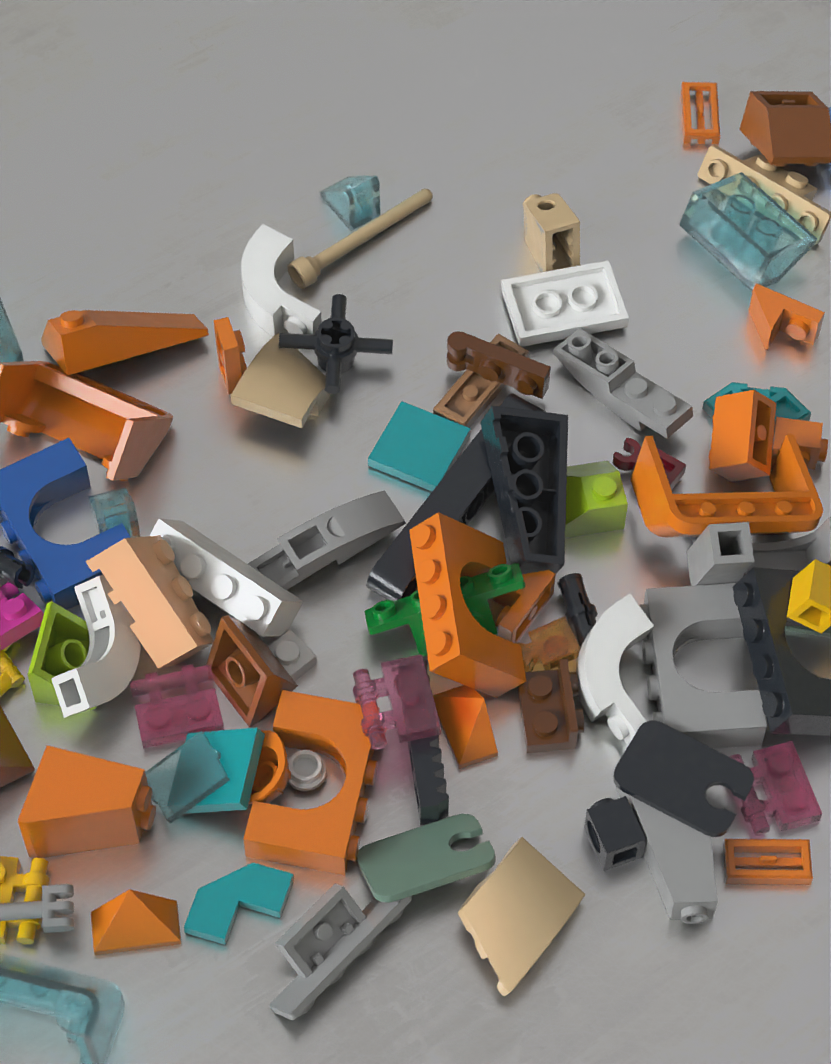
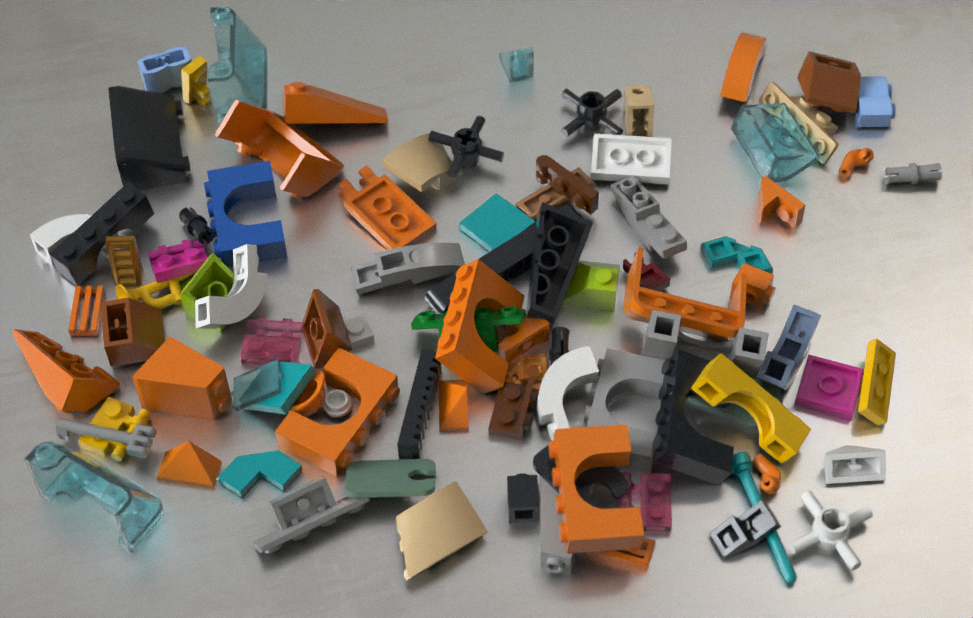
camera: 20 degrees right, 5 degrees down
(113, 509) = (285, 212): clear light blue slope -> none
(156, 597) = (279, 266): light nougat wedge -> none
(229, 352) = (393, 129): orange plate -> none
(229, 580) = (330, 270): white brick -> none
(258, 468) = (386, 210): none -> orange tile
(261, 269) = (437, 92): white arch -> none
(305, 270) = (468, 98): tan piece -> none
(410, 700) = (416, 373): clear pink plate -> none
(485, 248) = (591, 112): none -> black bar
(666, 132) = (742, 66): none -> orange arch
(700, 133) = (773, 75): orange tile -> none
(718, 850) = (586, 526): none -> orange arch
(742, 436) = (714, 269): orange brick -> none

